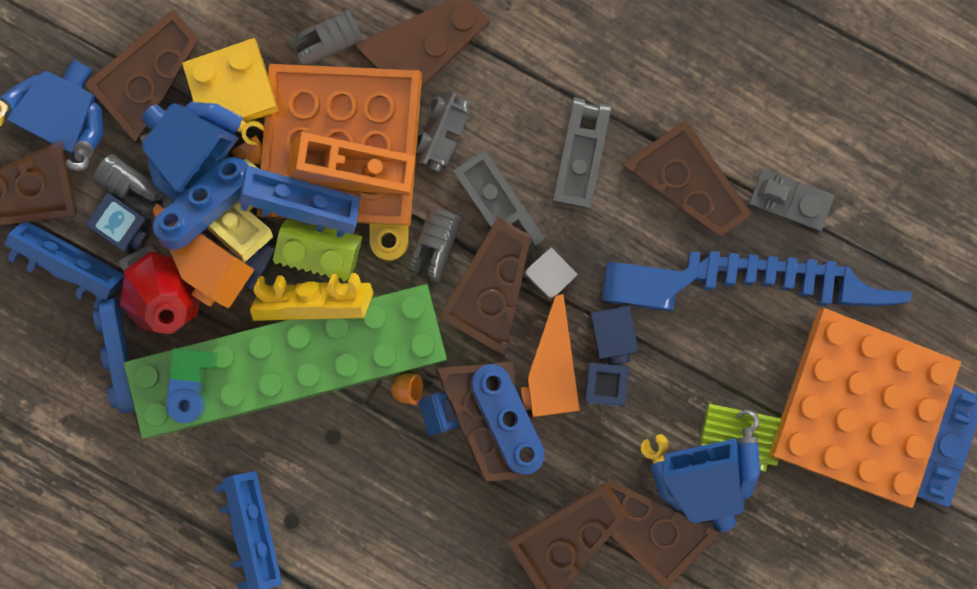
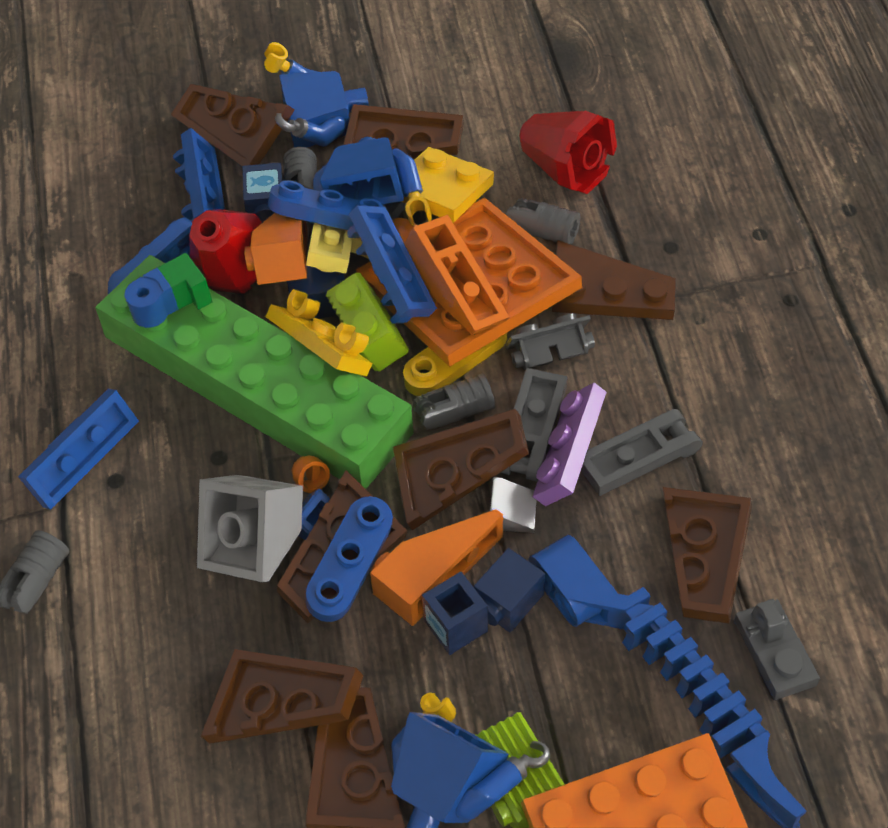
camera: 50 degrees right, 30 degrees down
(423, 466) = (247, 525): none -> light grey slope
(540, 197) = (569, 444): none -> medium lavender plate

